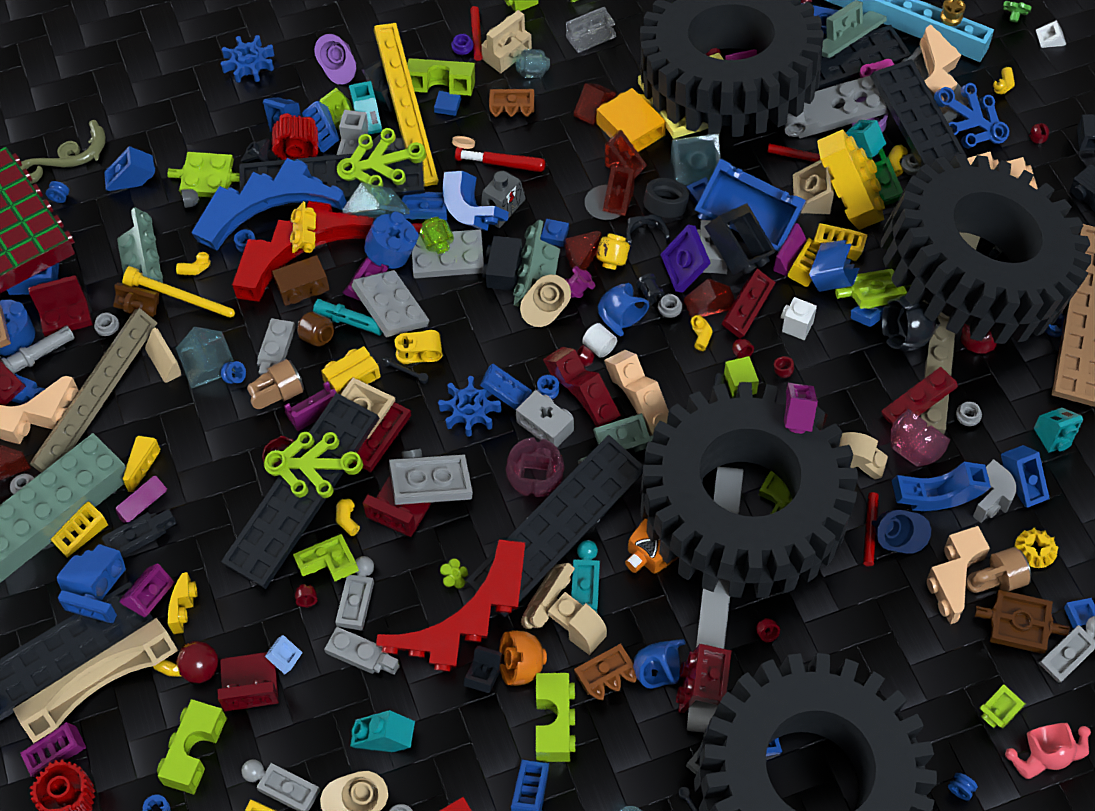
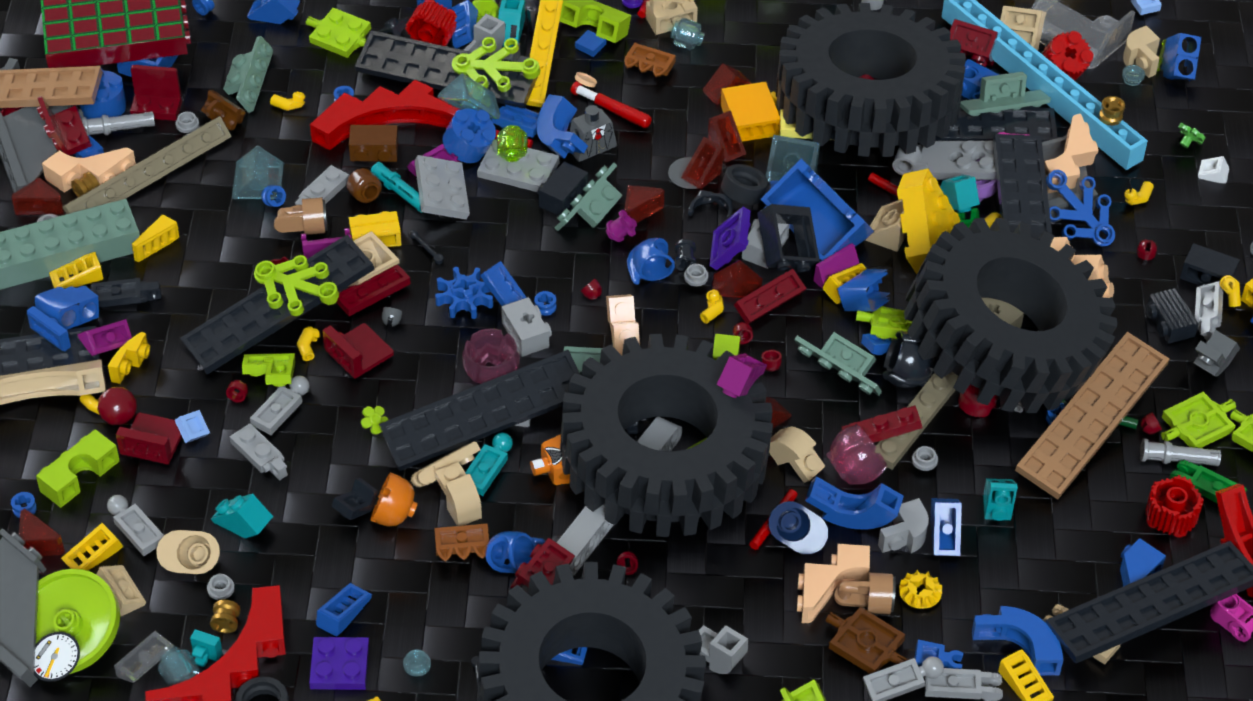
camera: 20 degrees right, 10 degrees down
(40, 430) = (85, 184): none -> pearl gold wheel
(134, 277) = (228, 89): yellow piece -> none
(140, 499) = (138, 265): magenta slope -> none
(162, 356) = (220, 164): tan slope -> none
(190, 197) = (314, 45): dark grey hinge -> none
(261, 192) = (374, 59): blue arch -> none
(303, 219) = (390, 104): yellow hinge -> none
(420, 347) = (448, 231): yellow piece -> none
(430, 479) = (394, 336): light grey plate -> none
(442, 640) = (366, 455): red arch -> none
(545, 300) = (581, 230): tan piece -> none
(554, 740) = (388, 576): lime arch -> none
(555, 232) = (624, 178): blue plate -> none
(583, 384) = (575, 310): dark red arch -> none
(590, 29) = (759, 22): clear hinge -> none
(599, 340) = (613, 279): white piece -> none
(613, 251) = (668, 211): yellow head -> none
(798, 318) = (809, 323): white brick -> none
(848, 340) = (844, 357): none -> sand green bracket
(853, 237) = (900, 273): yellow slope -> none
(913, 684) = (723, 649): none -> light grey brick

